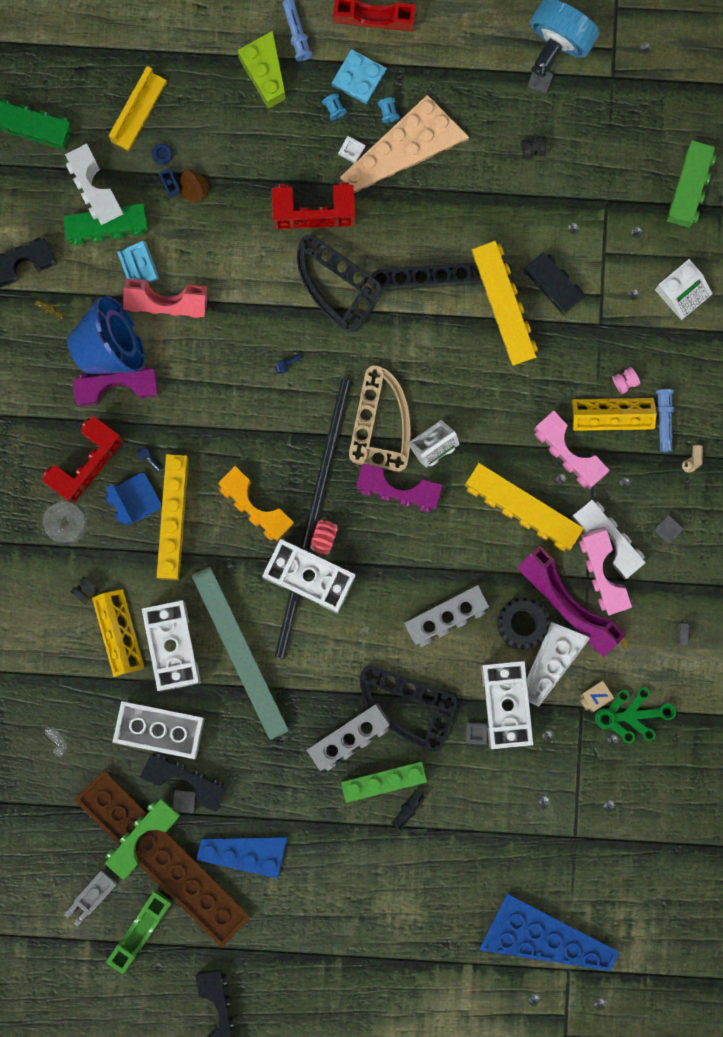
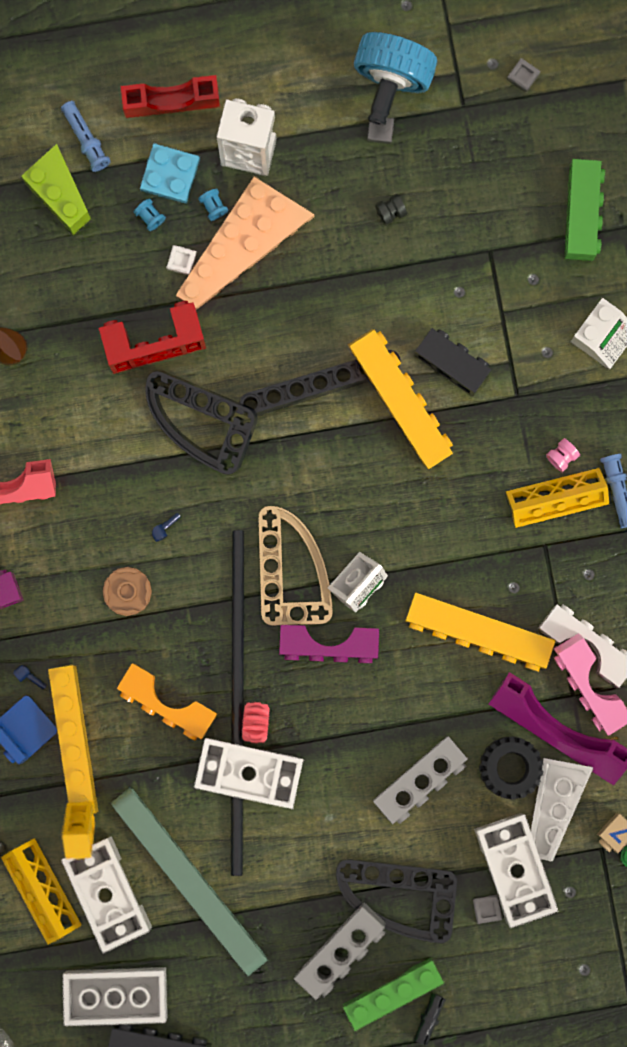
camera: 15 degrees left, 0 degrees up
(161, 588) = (78, 830): none -> yellow brick
(244, 408) = (127, 591): none -> medium nougat tile
(428, 67) = (246, 145): none -> white plate
(587, 469) = (492, 534): bright pink arch -> none
(668, 62) = (523, 75): none -> flat silver tile

